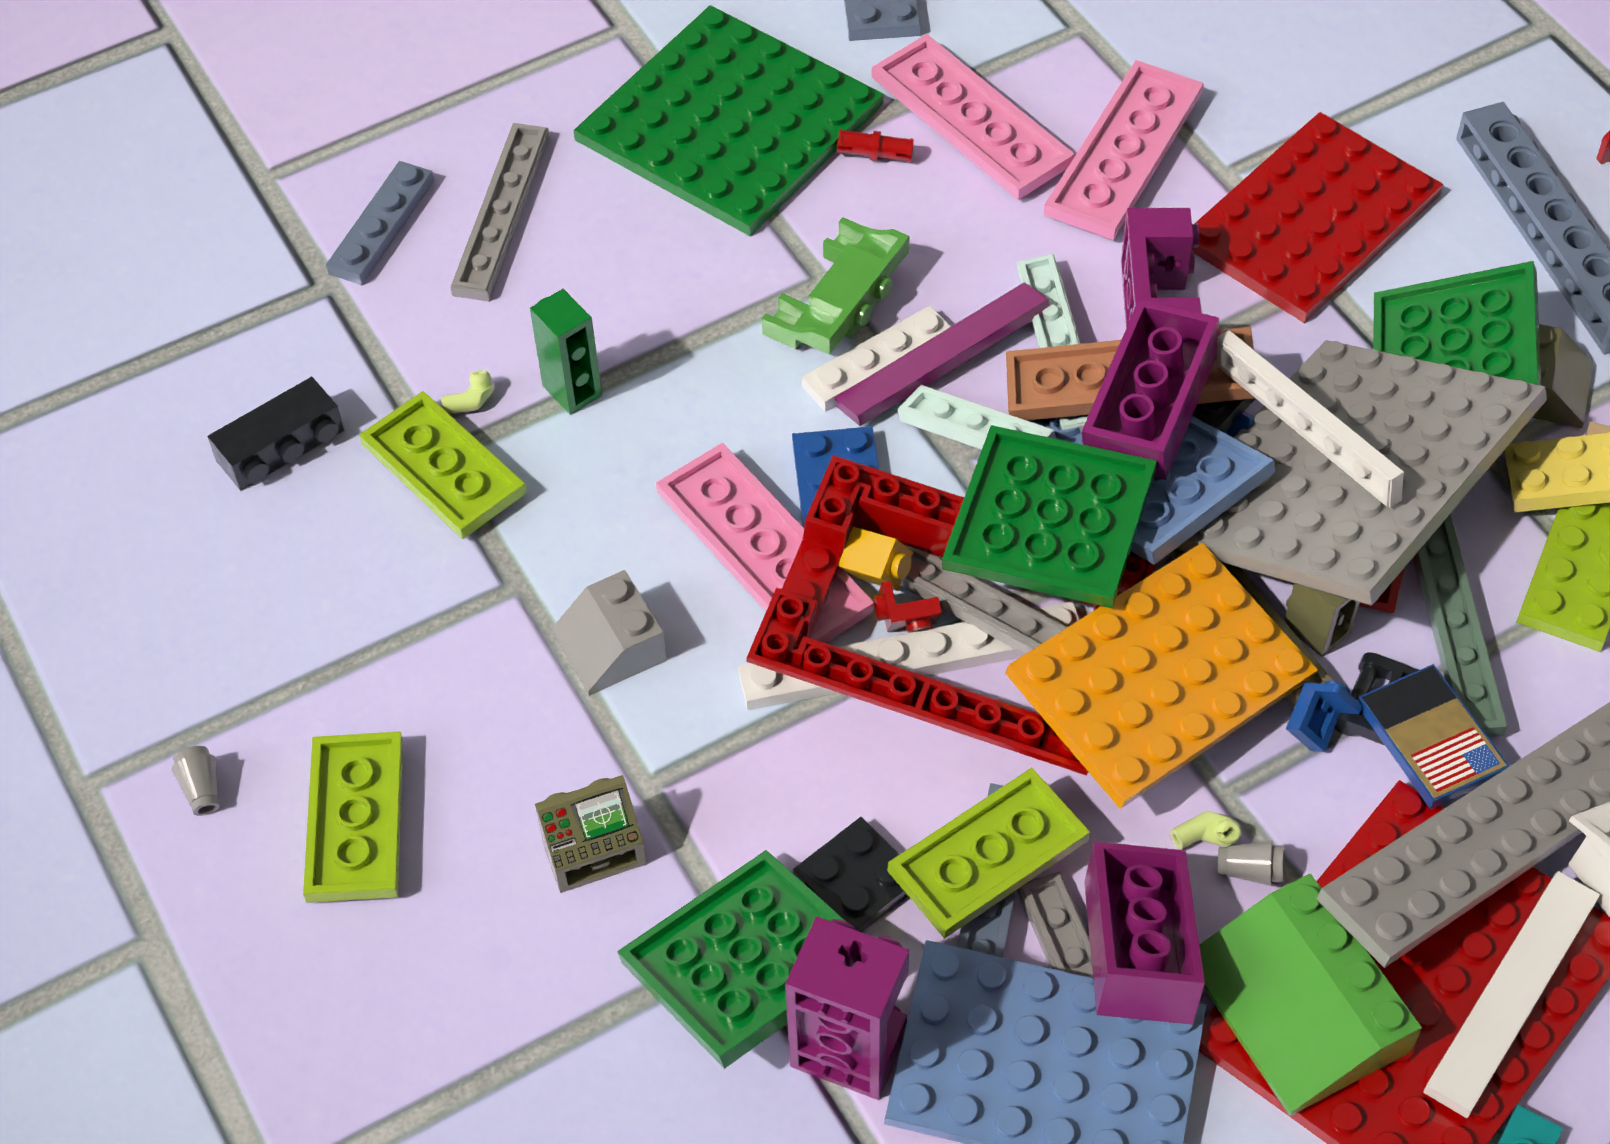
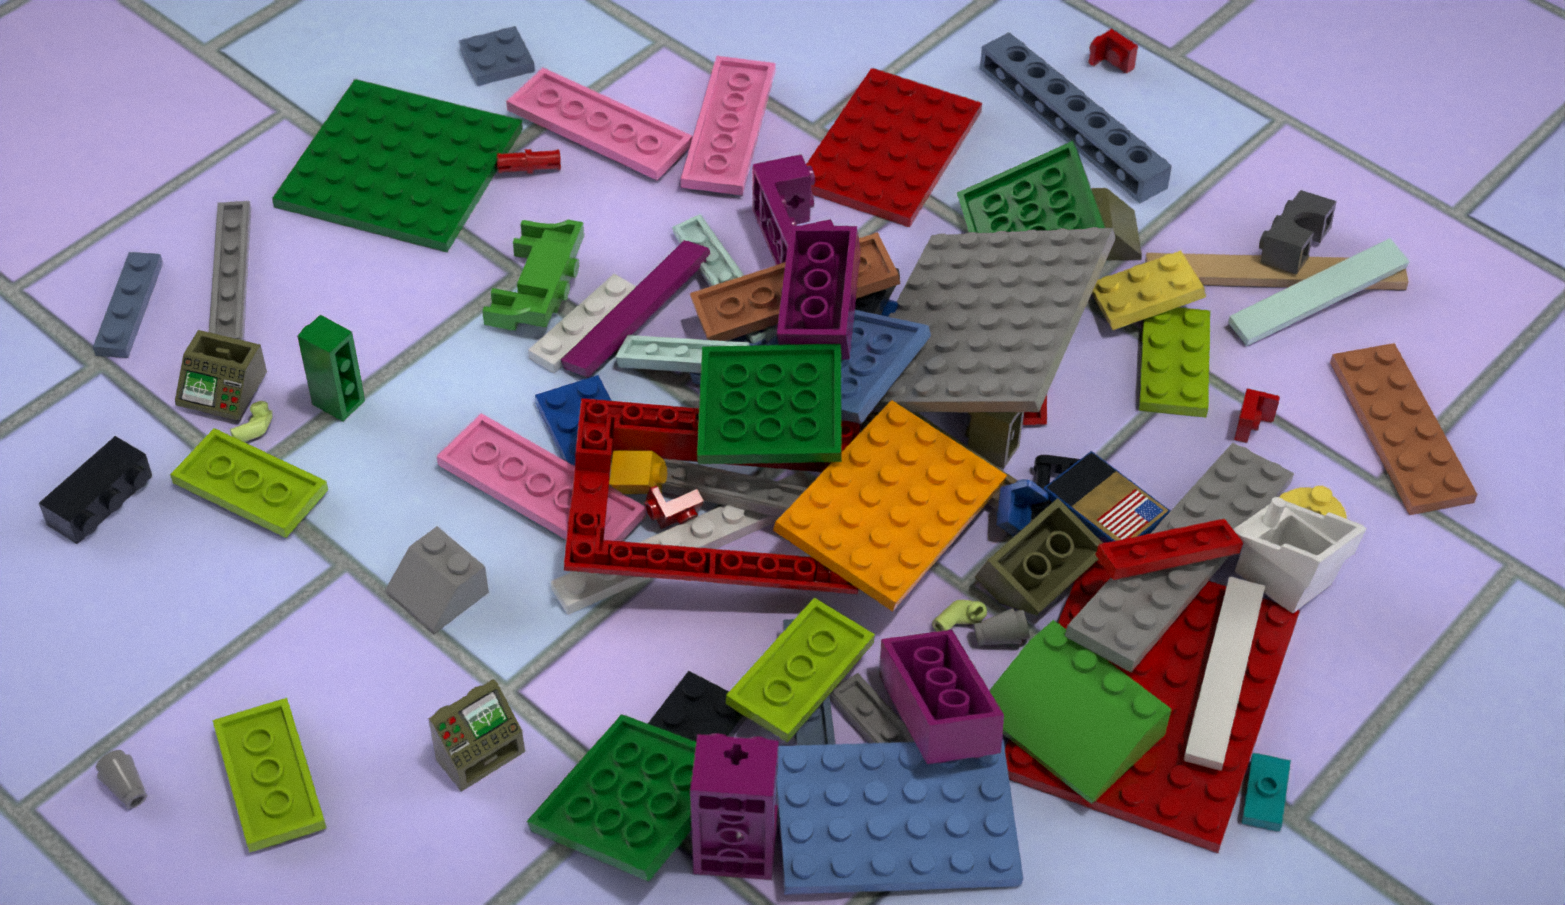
camera: 20 degrees left, 5 degrees down
(448, 329) = (219, 375): none -> olive slope
(1310, 419) = (948, 287): white tile -> none
(1327, 789) = (1040, 560): none -> olive slope
(1458, 628) = (1099, 423): sand green plate -> none
(1484, 821) = (1168, 549): none -> red plate

